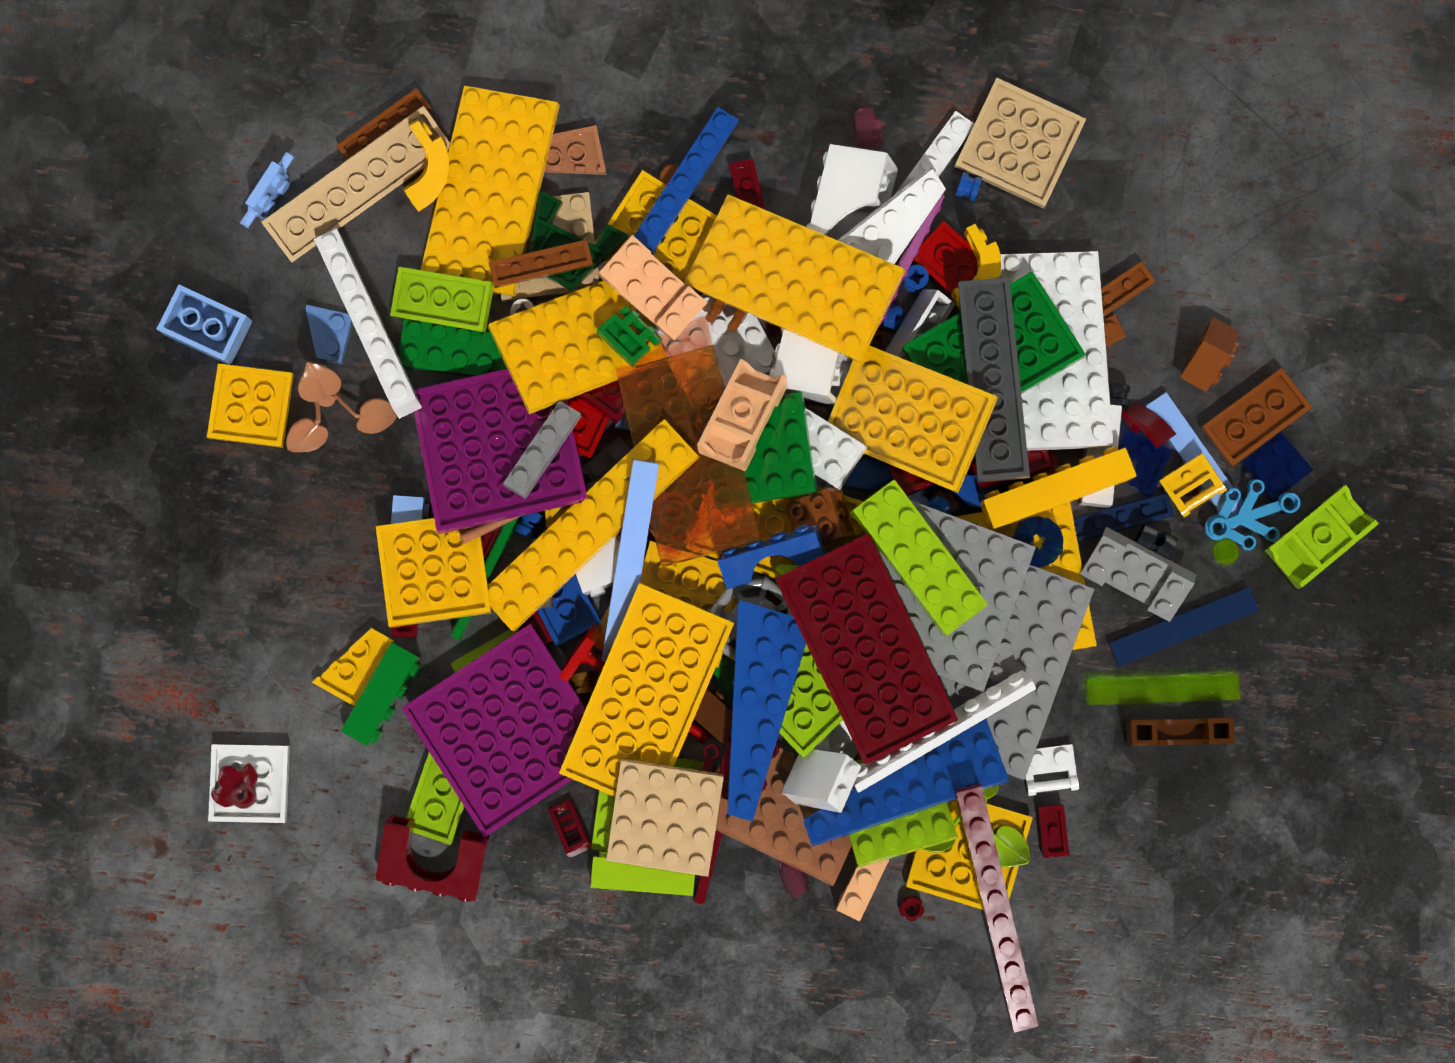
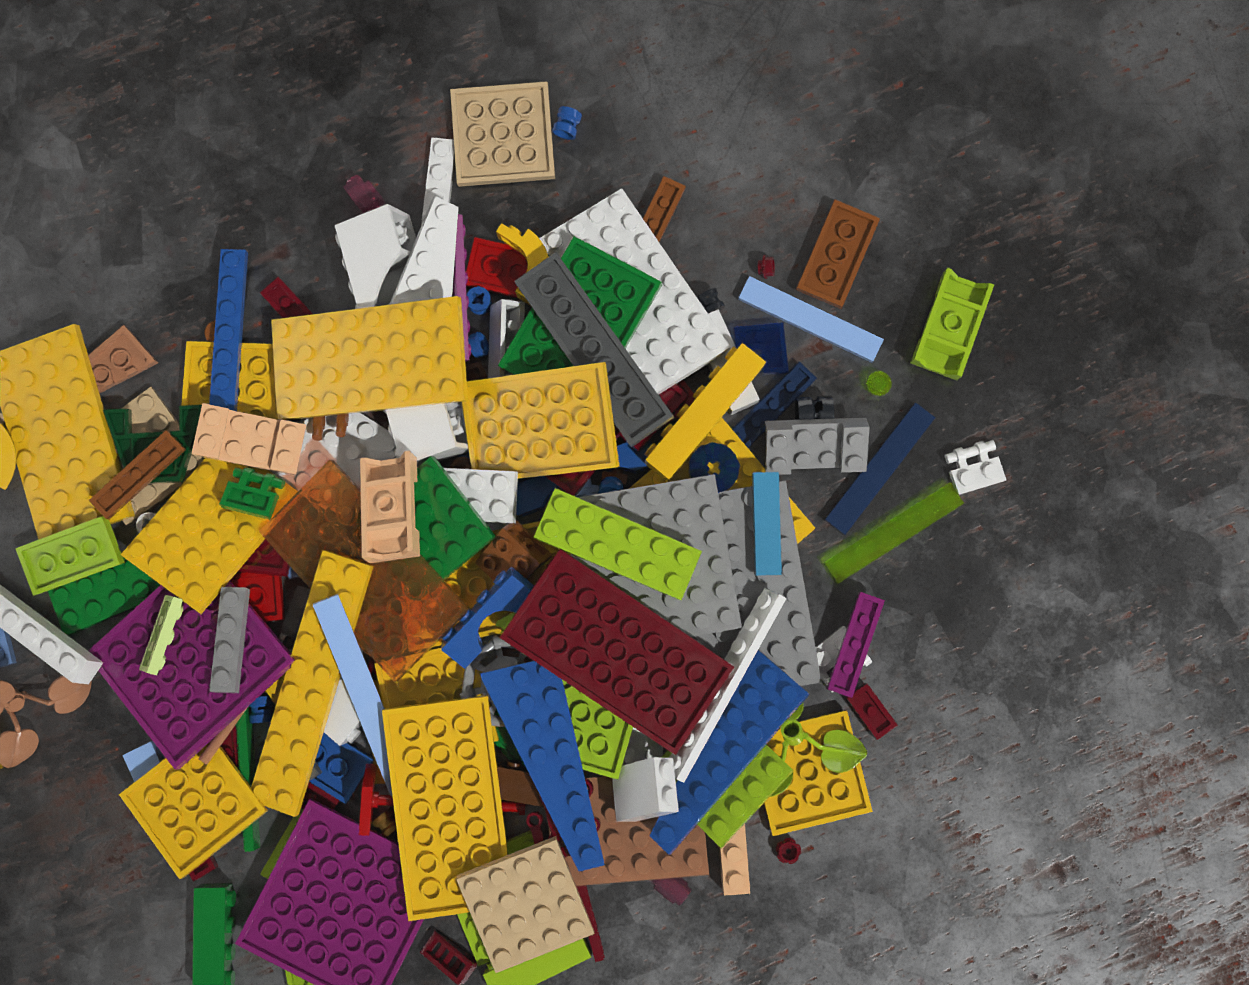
camera: 30 degrees left, 0 degrees up
(353, 670) = (174, 934): yellow wing -> none
(486, 412) = (161, 635): none -> yellowish green plate
(968, 186) = (479, 196): blue wheel -> none
(996, 907) = (861, 810): plate -> none
(1056, 615) = (766, 523): none -> dark azure tile
(1073, 764) = (855, 644): none -> magenta plate
(1082, 165) = (567, 122): none -> blue wheel
(1113, 331) = (674, 249): dark orange plate -> none
(1141, 418) = (756, 311): dark red slope -> none
(1180, 731) = (930, 561): reddish brown arch -> none
(1186, 393) = (766, 266): none -> dark red plate
(1189, 477) = (811, 337): yellow plate -> none
(1212, 352) = (769, 219): dark orange brick -> none
(1247, 515) = (879, 342): dark azure plant -> none
(1267, 682) = (977, 475): none -> white plate
(1277, 466) = (879, 286): clear blue plate -> none

